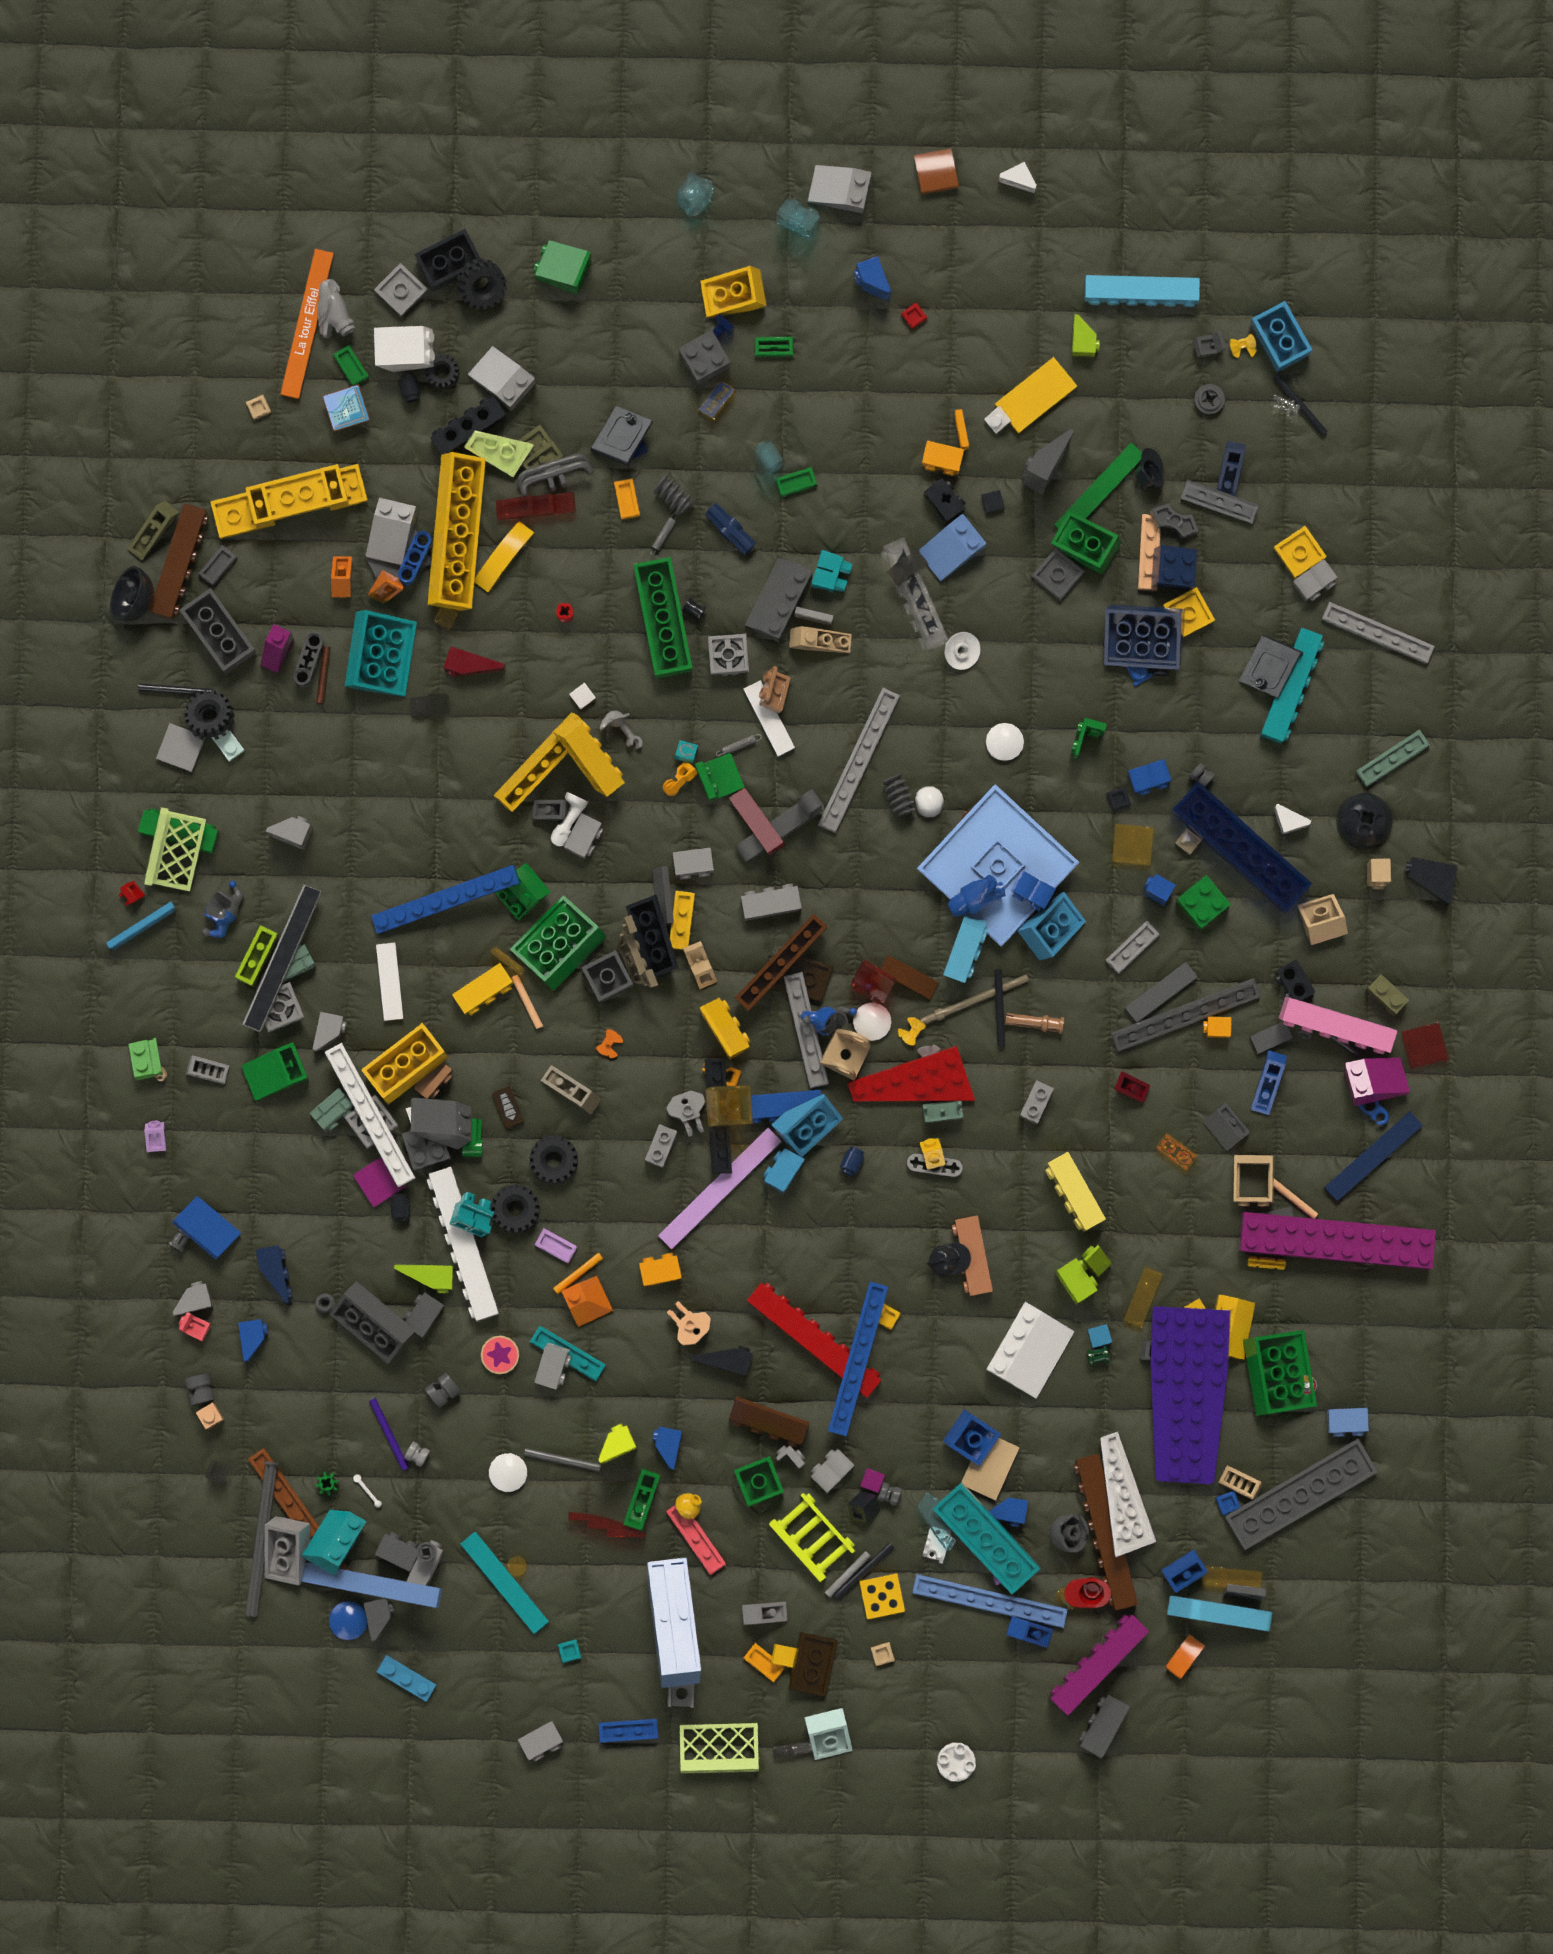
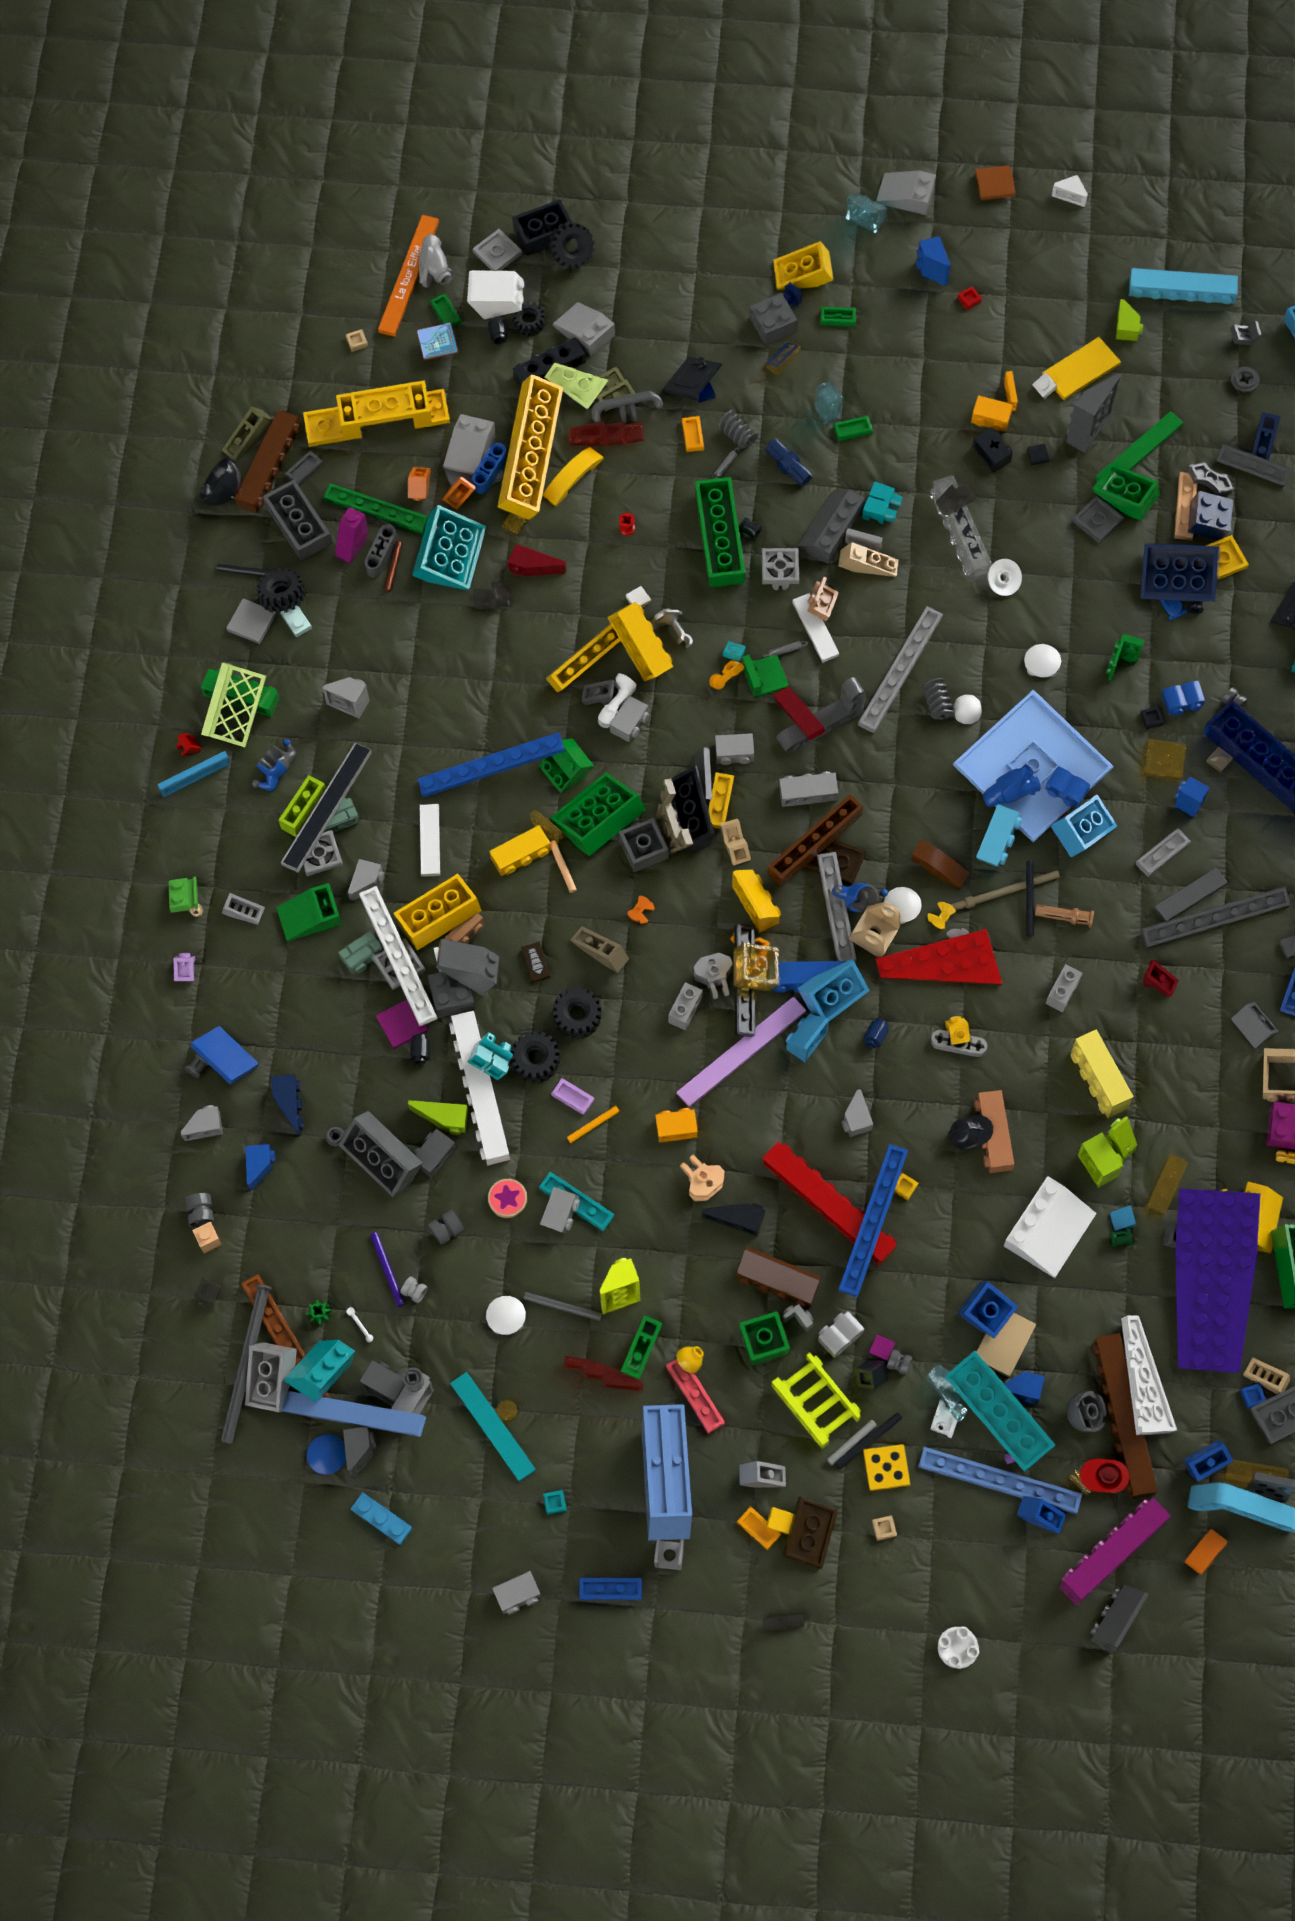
camera: 10 degrees right, 15 degrees down
(194, 1326) = (201, 1149): coral bracket -> none
(298, 608) = (376, 508): none -> green tile
(475, 1146) = (498, 993): green piece -> none
(563, 266) = (648, 238): slope -> none
(587, 1301) = (599, 1150): orange slope -> none
(667, 1443) = (672, 1296): blue slope -> none
(694, 194) = (772, 189): clear light blue piece -> none
(719, 1765) = (703, 1633): yellowish green fence -> none
(828, 1734) = (823, 1607): light aqua slope -> none
(837, 1249) = (857, 1117): none -> light grey slope
(873, 982) = (906, 861): clear red slope -> none
(942, 1111) = (969, 993): sand green hinge -> none
(952, 547) = (1000, 489): medium blue slope -> none
(1150, 470) = (1187, 434): black piece -> none
(1176, 1151) = (1203, 1046): clear yellow tile -> none
(1203, 902) = (1234, 813): green brick -> none
(1217, 1027) = (1247, 929): light orange brick -> none
(1248, 342) = (1282, 335): yellow piece -> none

